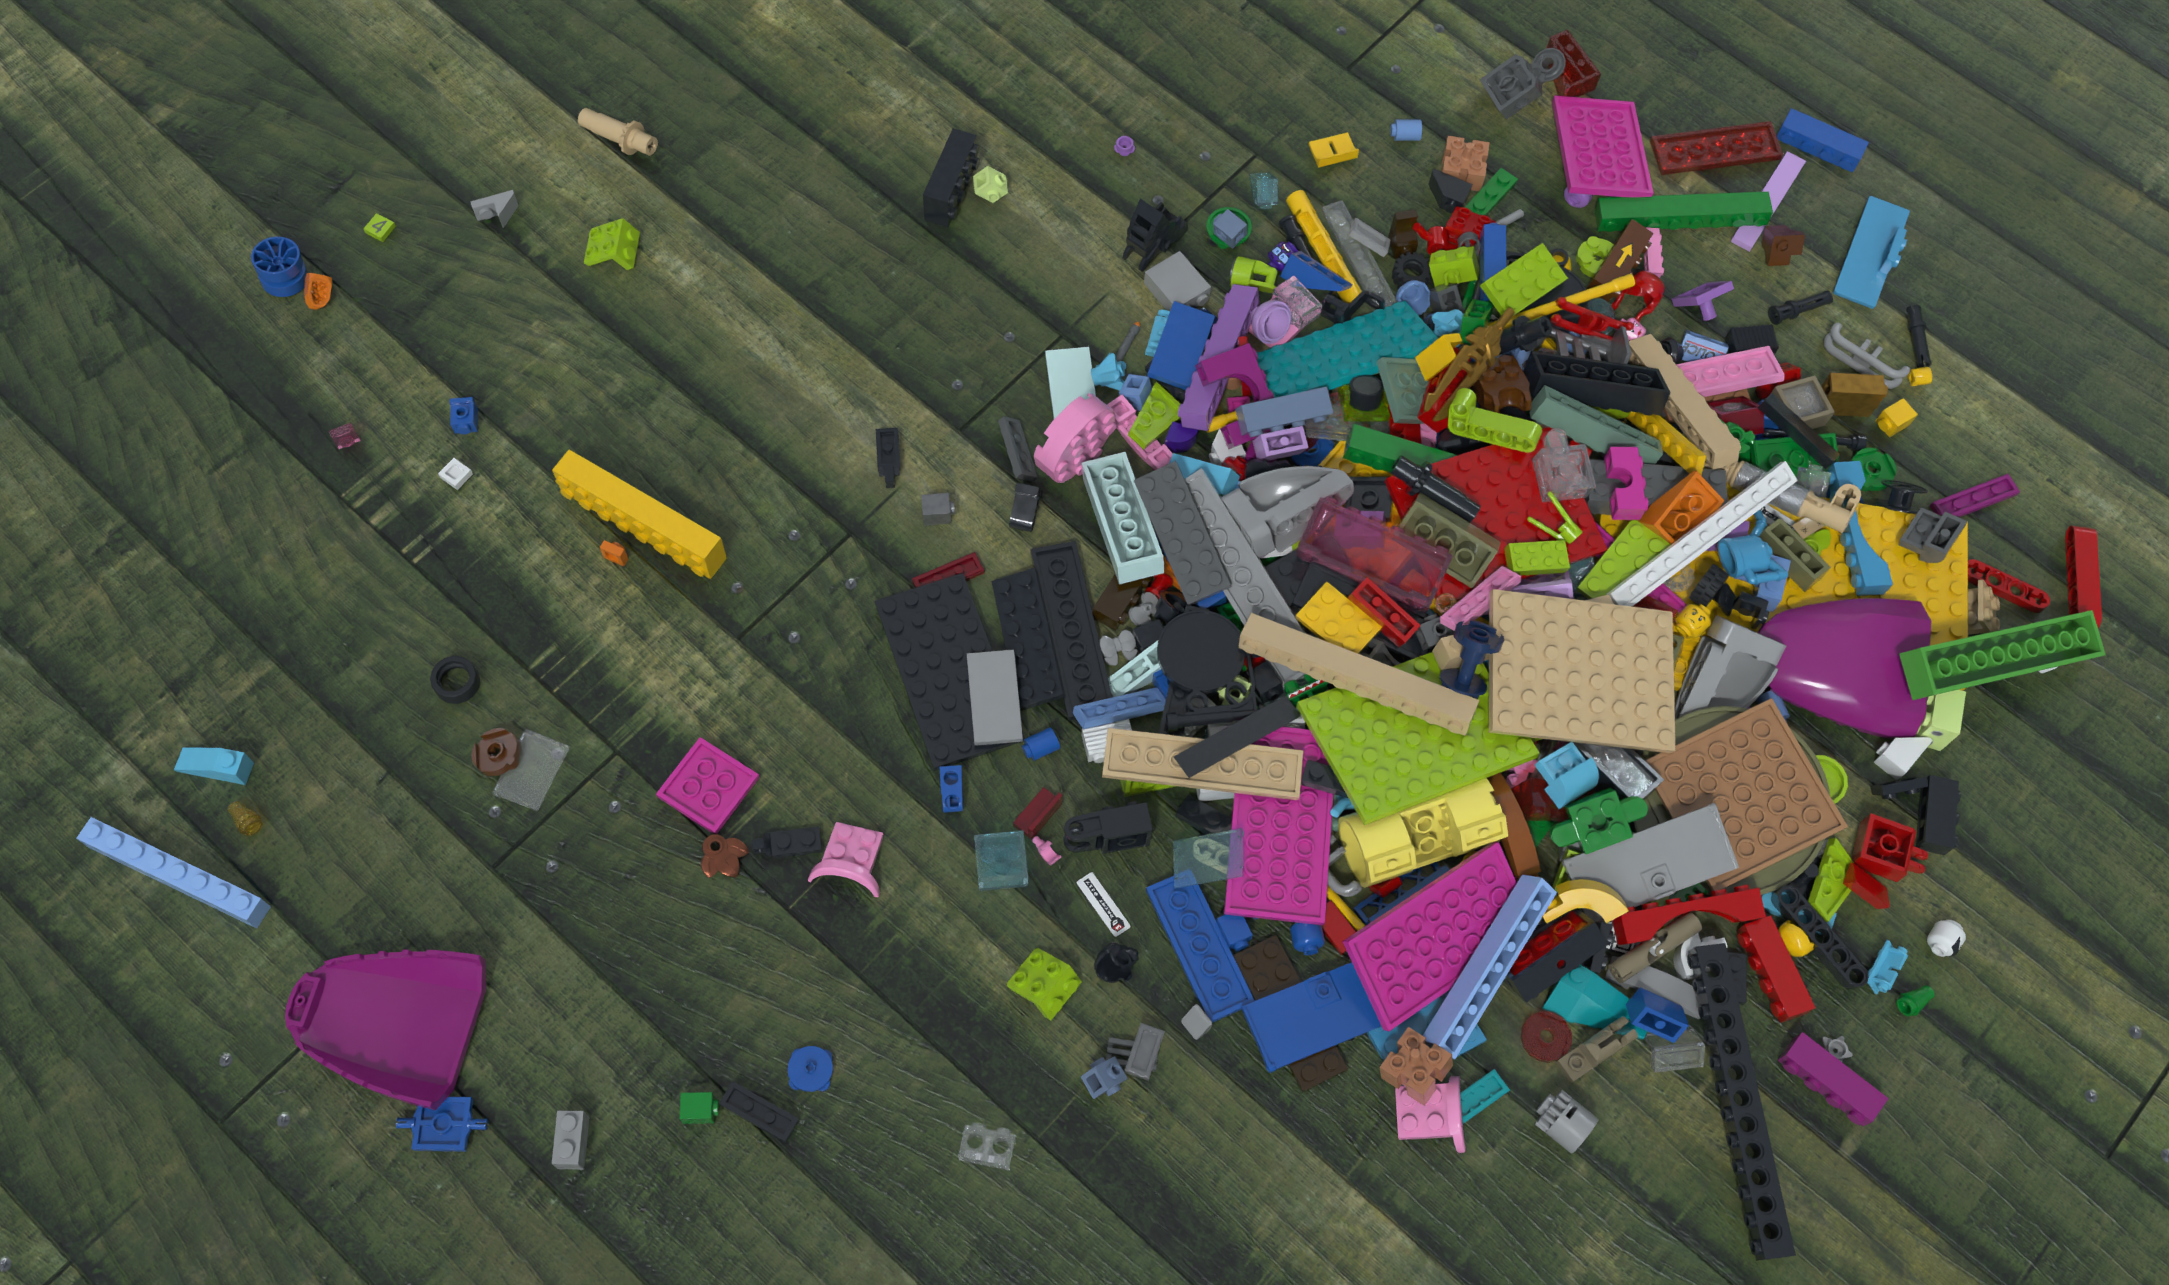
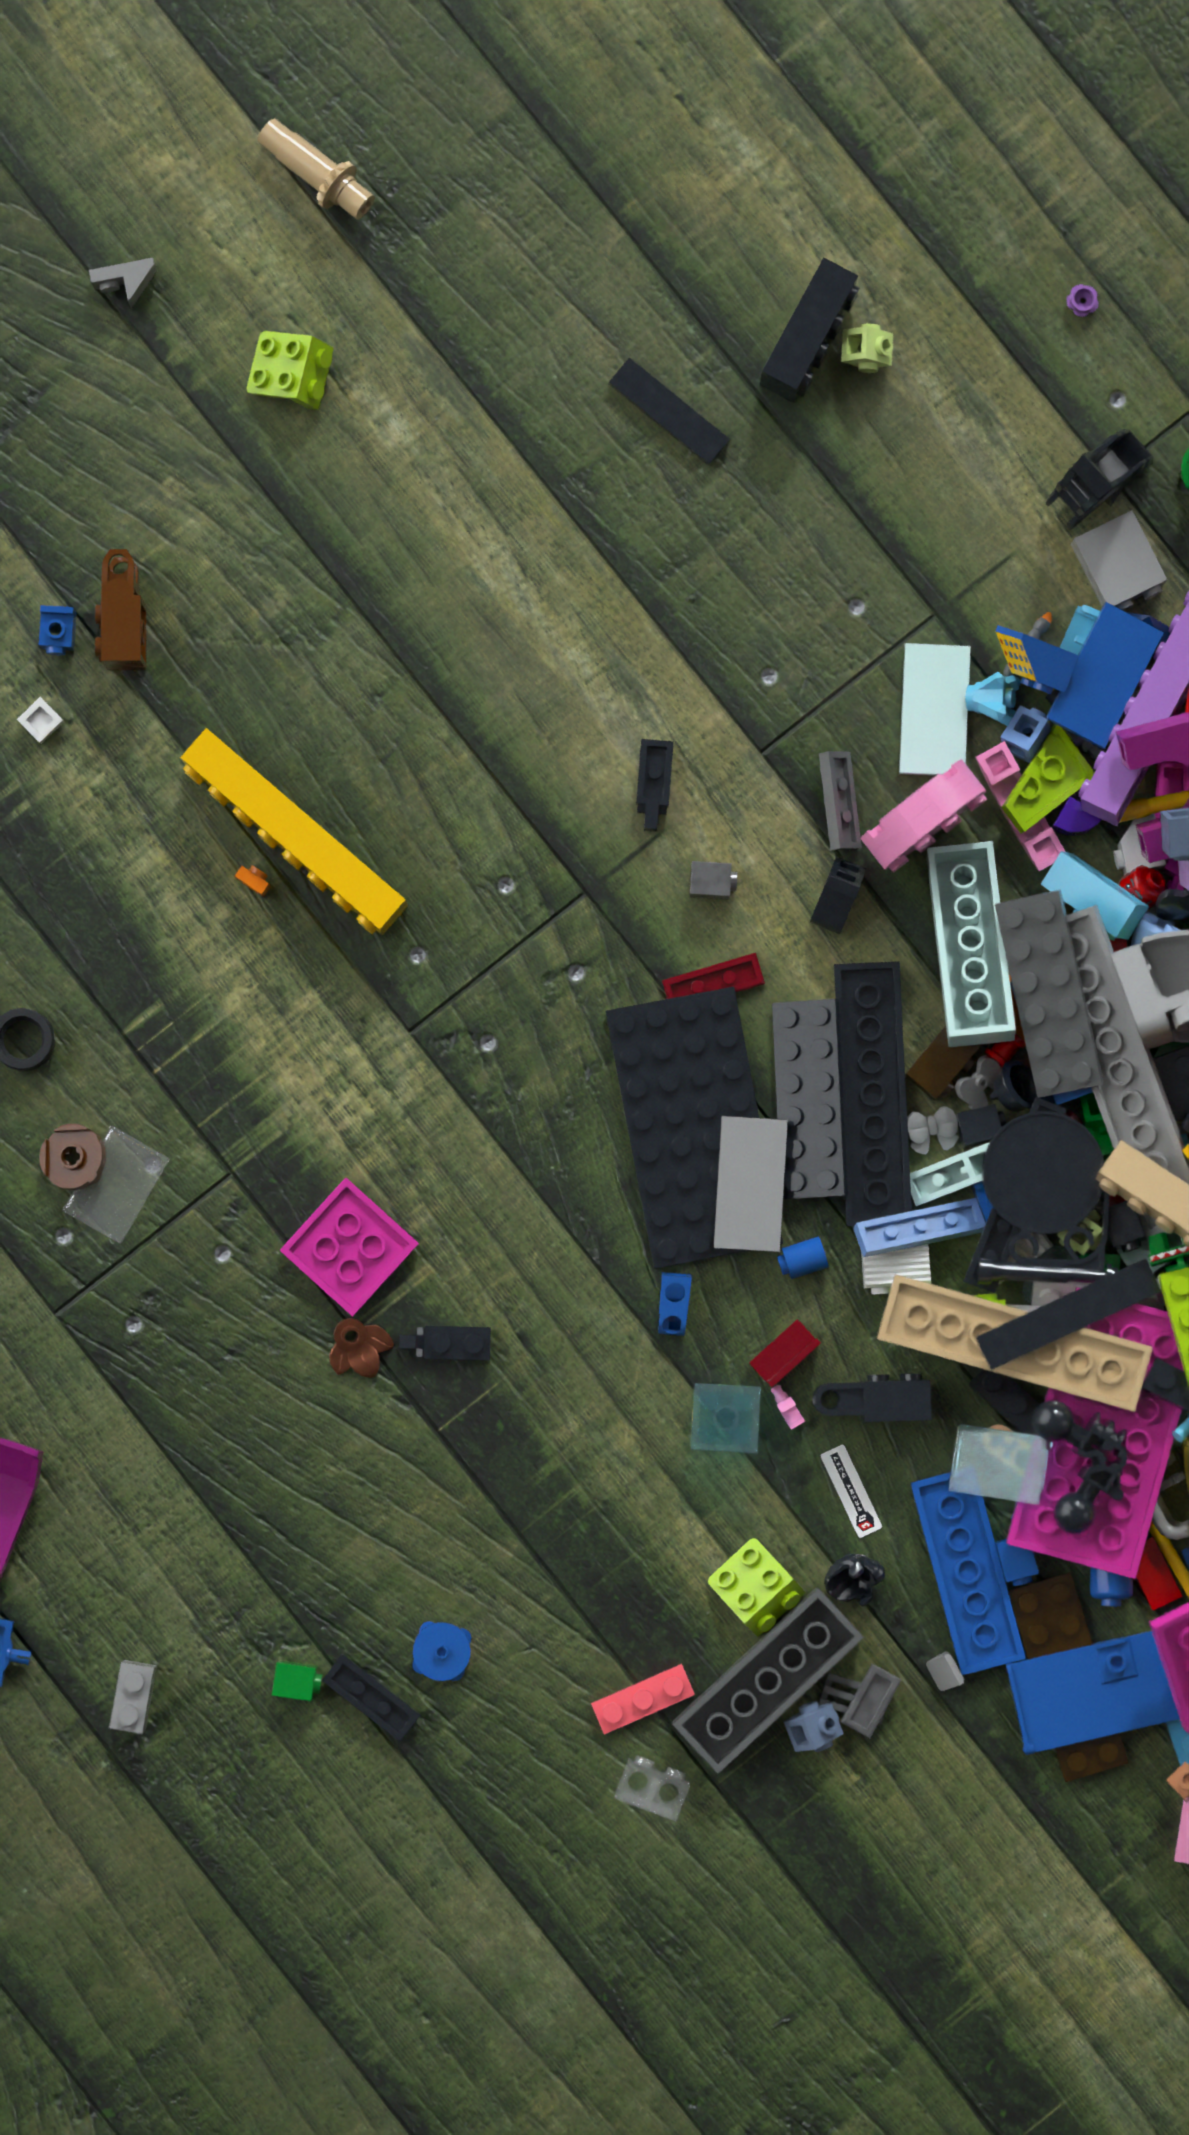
camera: 10 degrees right, 20 degrees up
(506, 399) = (121, 616): none -> reddish brown brick
(851, 855) = (527, 1377): bright pink piece -> none
(867, 240) = (669, 411): none -> black tile
(970, 1081) = (642, 1699): none -> coral plate
(1062, 1047) = (767, 1680): none -> dark grey brick
(1133, 339) = (1036, 661): none -> blue slope
(1269, 875) = (1055, 1422): none -> black piece

